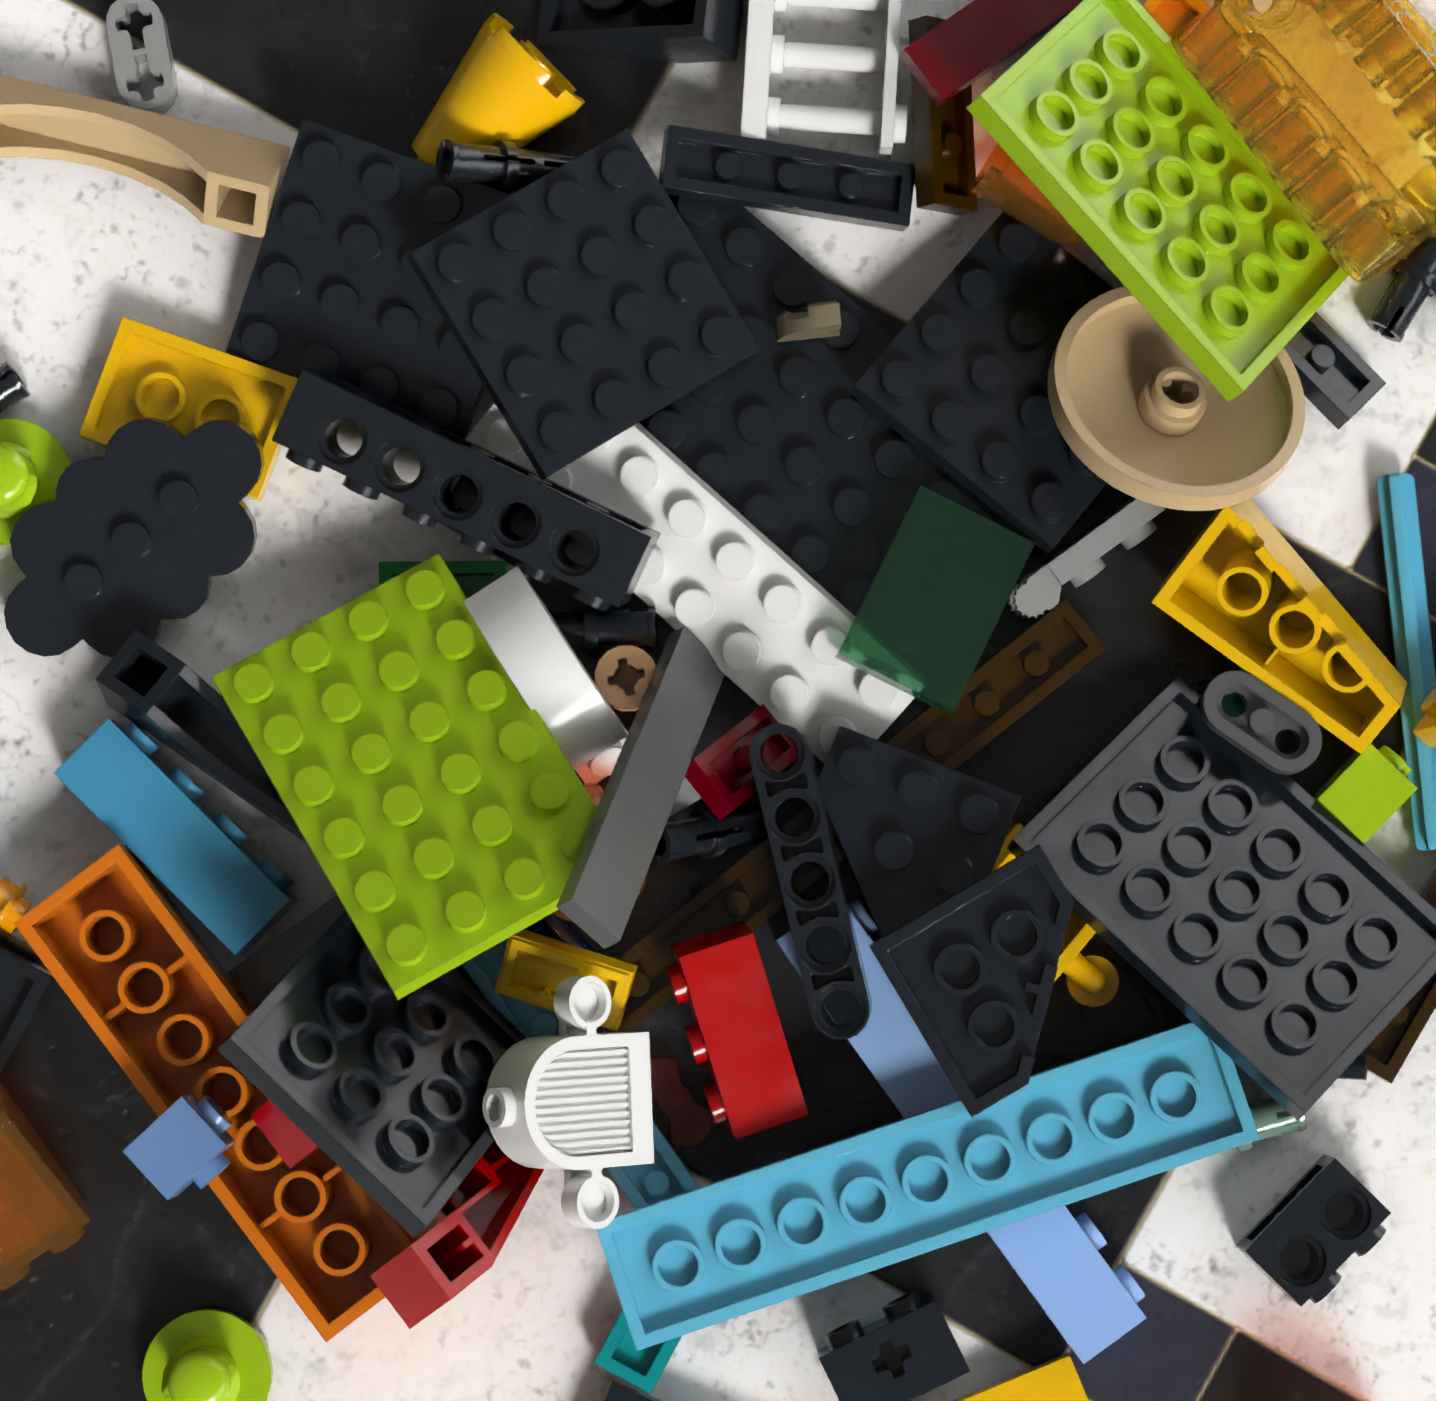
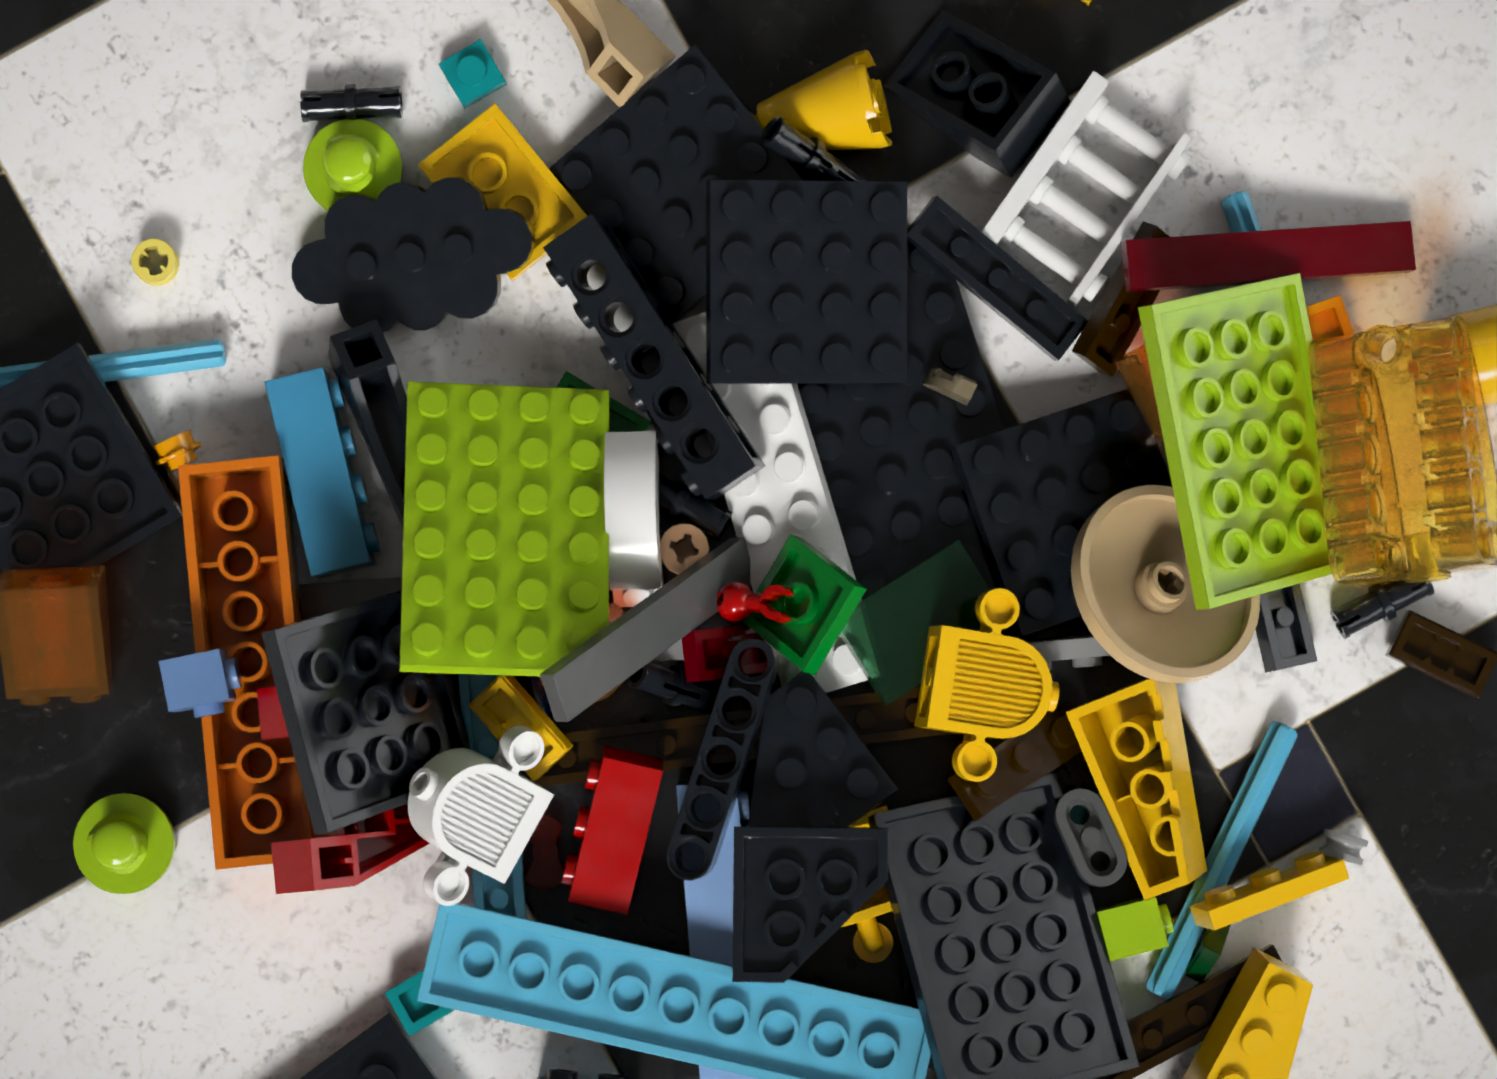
camera: 30 degrees right, 0 degrees up
(79, 301) = (472, 74): none -> teal plate
(726, 696) = (737, 602): none -> red arm
(795, 657) = (818, 609): none -> green plate
(1045, 625) = (983, 684): none -> yellow piece
(1131, 690) = (1021, 763): none -> dark brown plate

